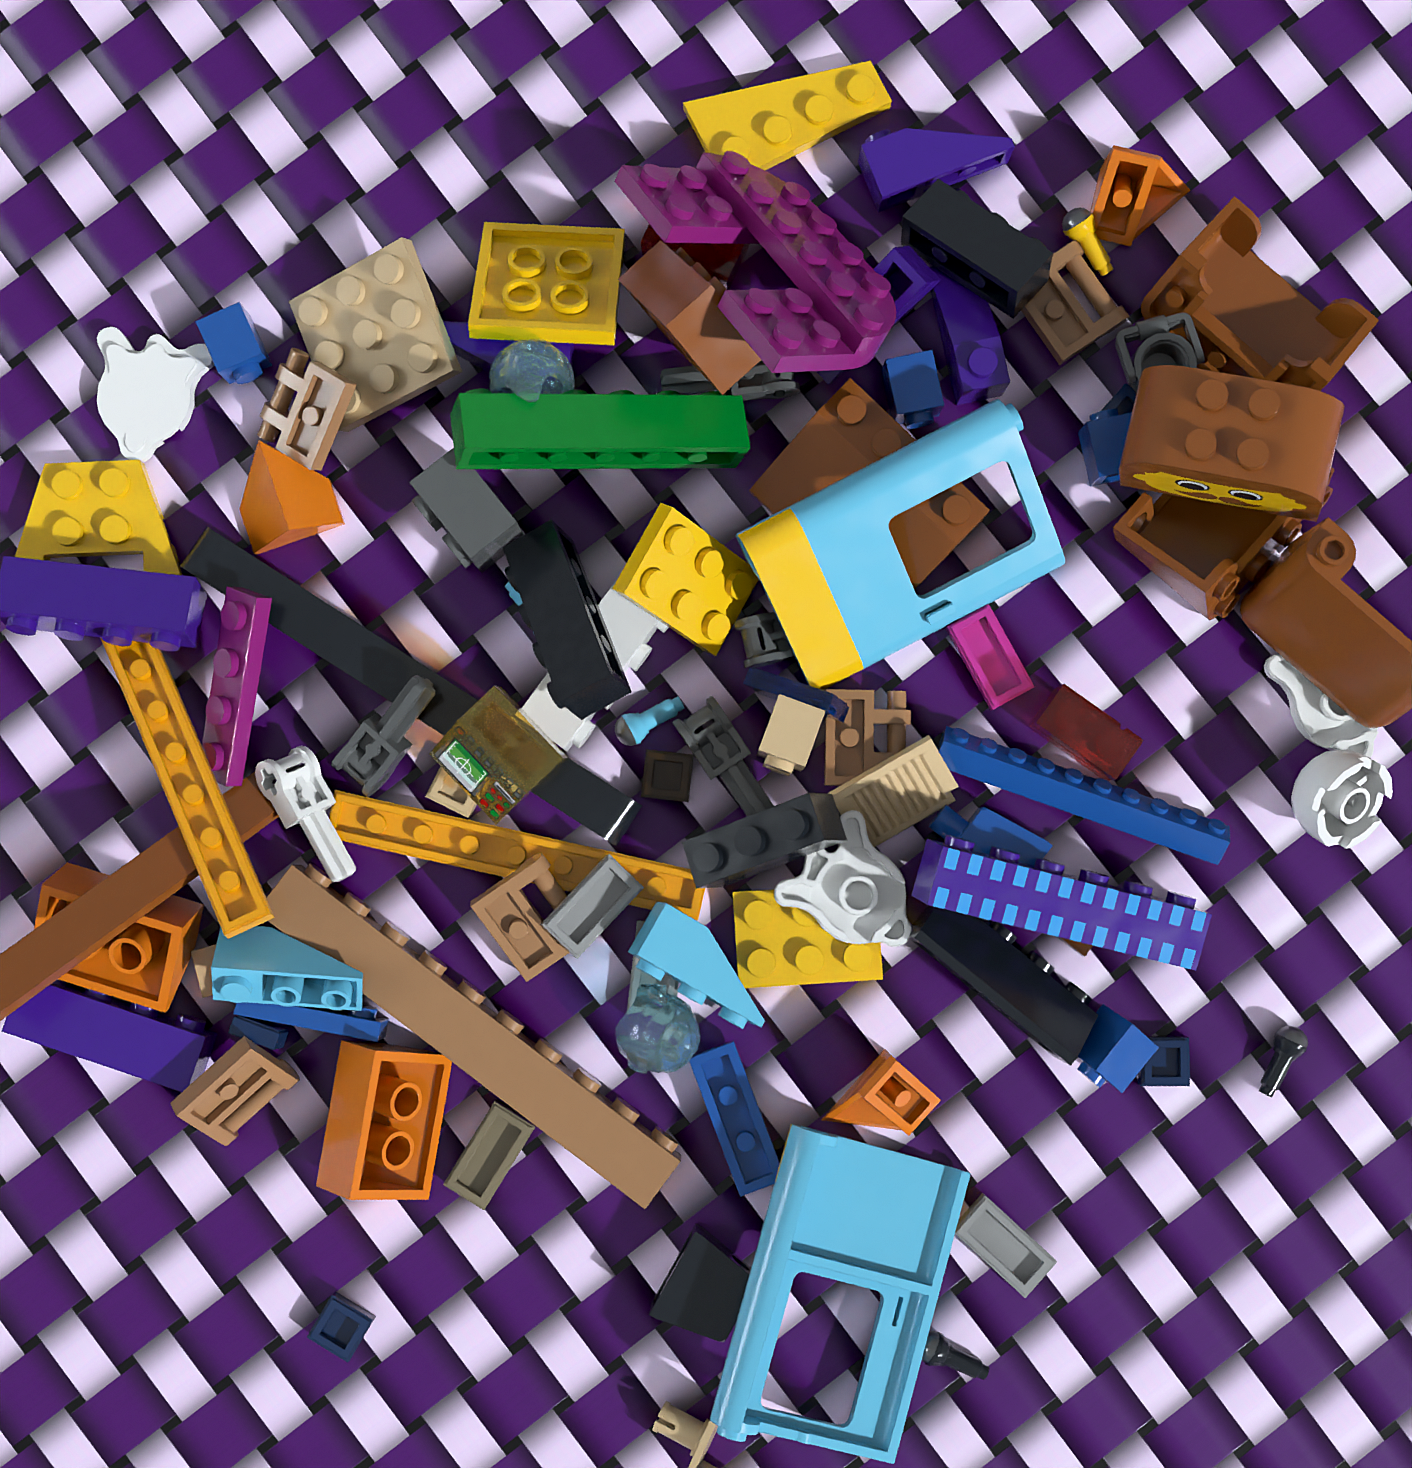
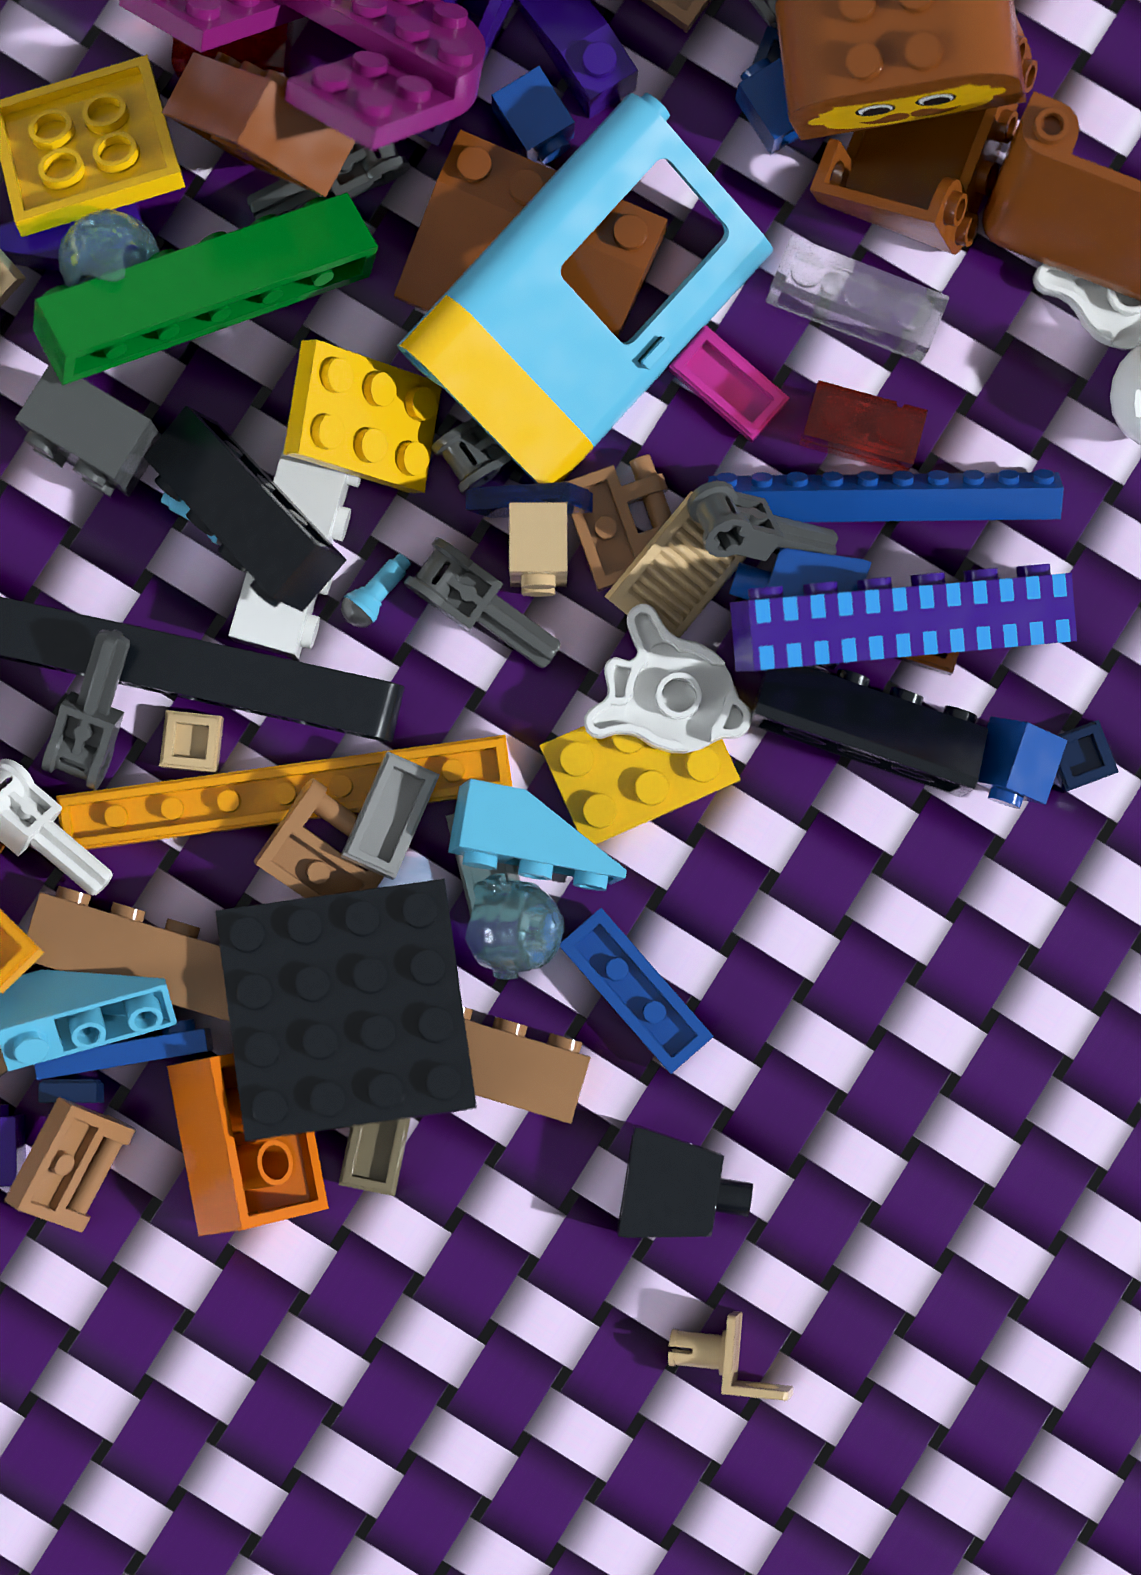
camera: 30 degrees left, 0 degrees up
(341, 1326) = (284, 1383): dark blue tile -> none
(497, 754) = (223, 684): clear yellow slope -> none
(497, 1052) = (345, 1010): none -> black plate
(667, 775) = (420, 645): dark brown tile -> none
(764, 840) = (553, 672): black brick -> none
(859, 1221) = (818, 1051): medium azure piece -> none
(885, 1098) = (791, 909): orange slope -> none
(941, 1352) = (948, 1162): black piece -> none
(963, 781) = (747, 526): none -> dark grey connector
(1004, 1245) = (980, 1021): light grey tile -> none
(1118, 628) = (857, 299): none -> clear brick

